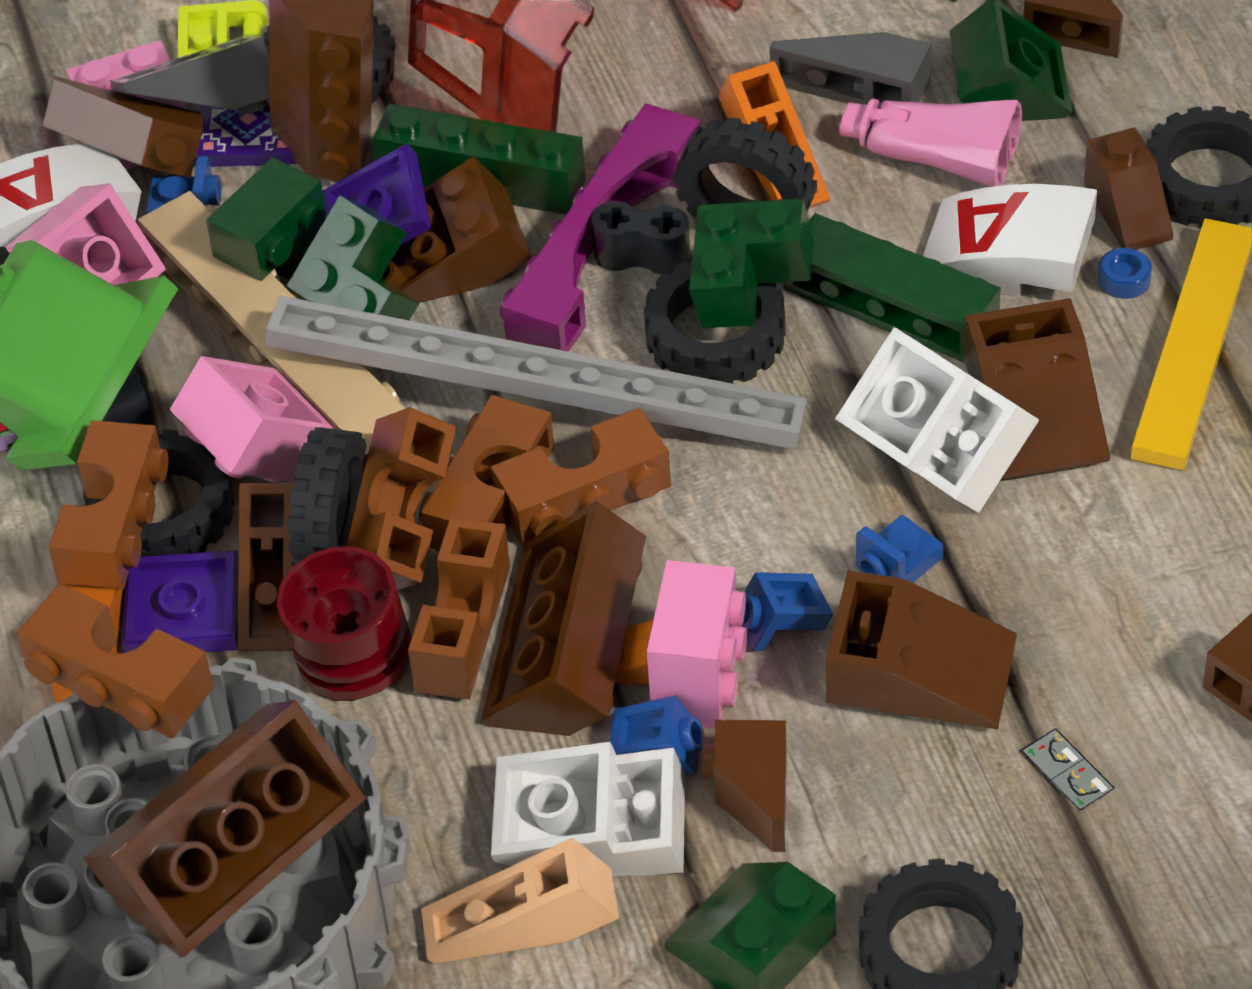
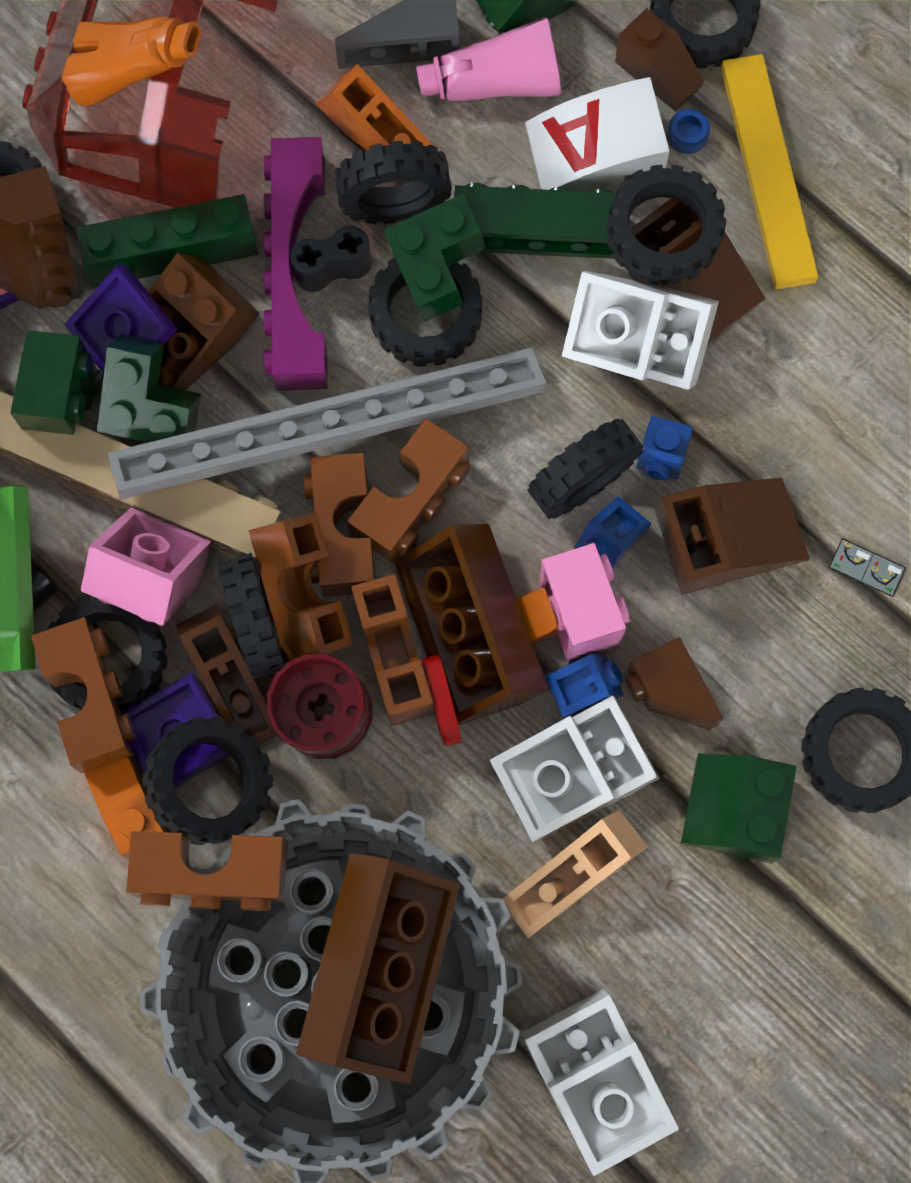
camera: 30 degrees left, 25 degrees up
(195, 587) = (242, 750): none -> black tyre
(480, 676) = (442, 701): none -> red tile
(774, 480) = (585, 468): none -> black tyre
(1012, 357) = (673, 184): none -> black tyre

